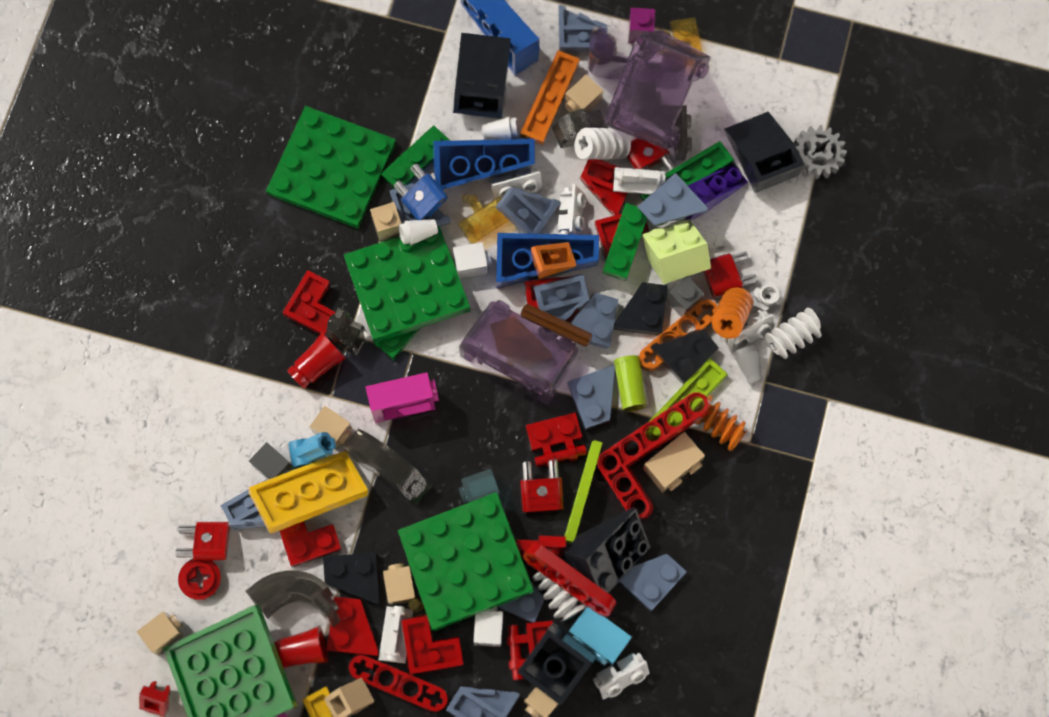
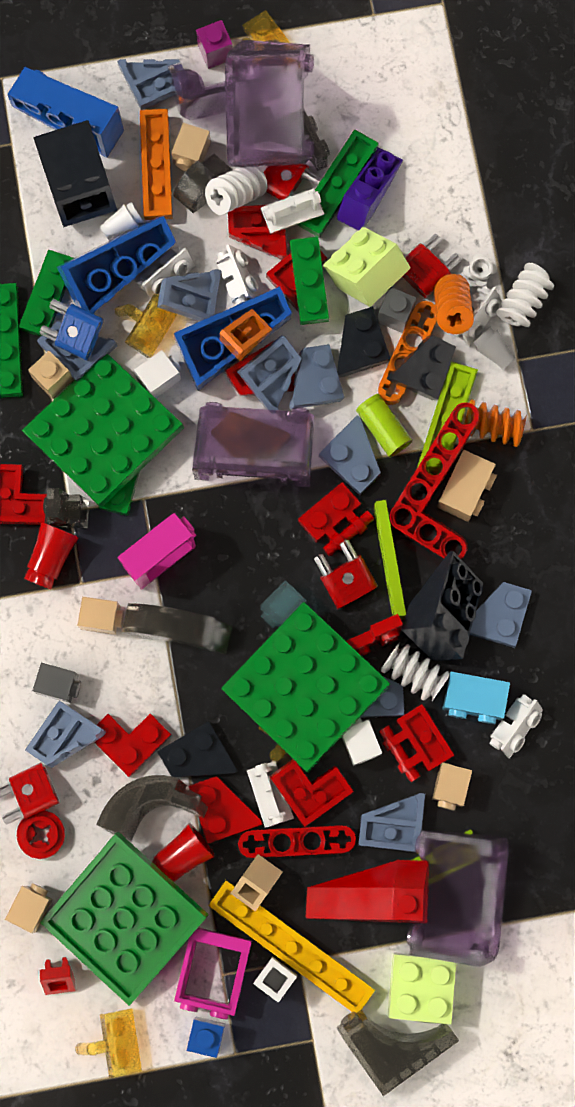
camera: 20 degrees left, 5 degrees up
(308, 491) = (109, 693): yellow plate -> none
(310, 450) = (86, 652): dark azure piece -> none
(399, 584) = (249, 742): tan brick -> none
(417, 230) = (87, 370): white cone -> none
(556, 325) = (280, 401): reddish brown axle -> none
(557, 663) = (449, 745): black slope -> none
(569, 579) = (421, 655): red beam -> none
(671, 202) = (338, 217): sand blue wing -> none
(764, 151) = (405, 119): black slope -> none
(823, 161) = (471, 102): light grey gear -> none

